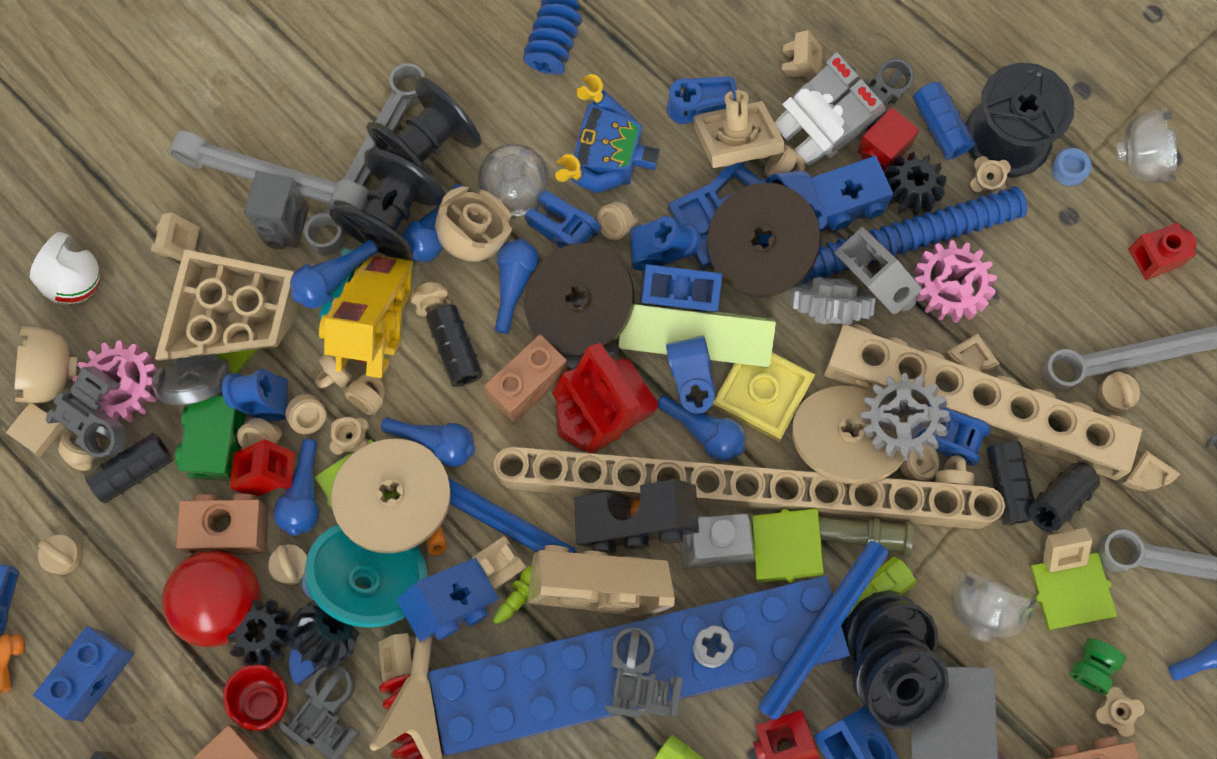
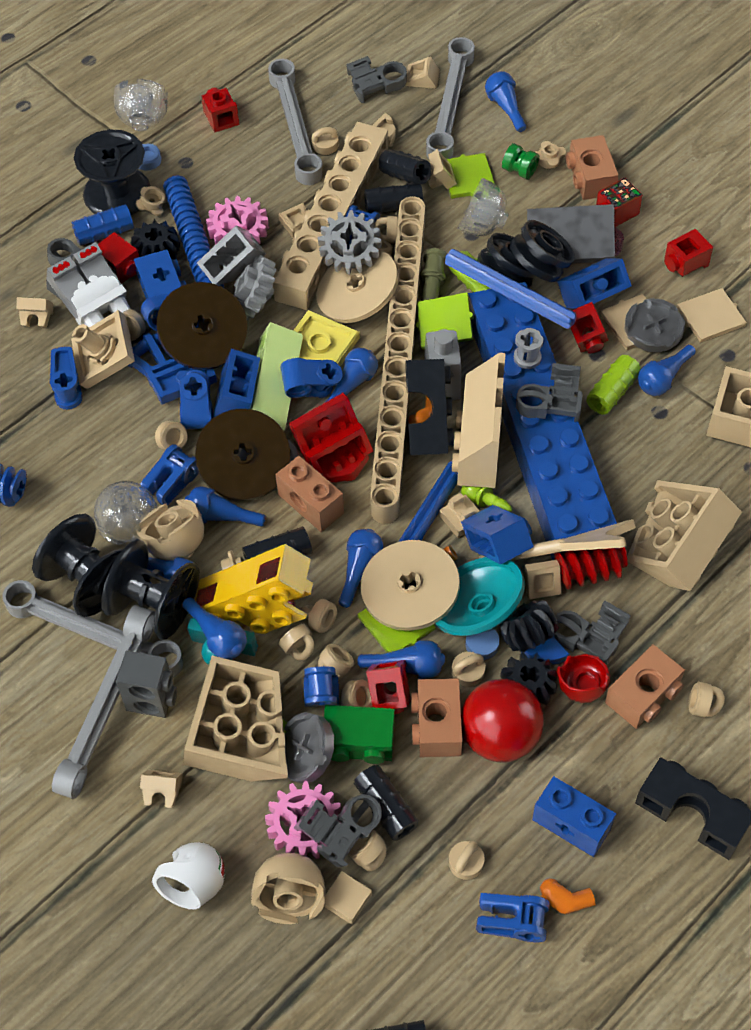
camera: 90 degrees left, 15 degrees down
(341, 428) = (351, 620): tan plate -> none
(606, 144) = (100, 441): torso -> none

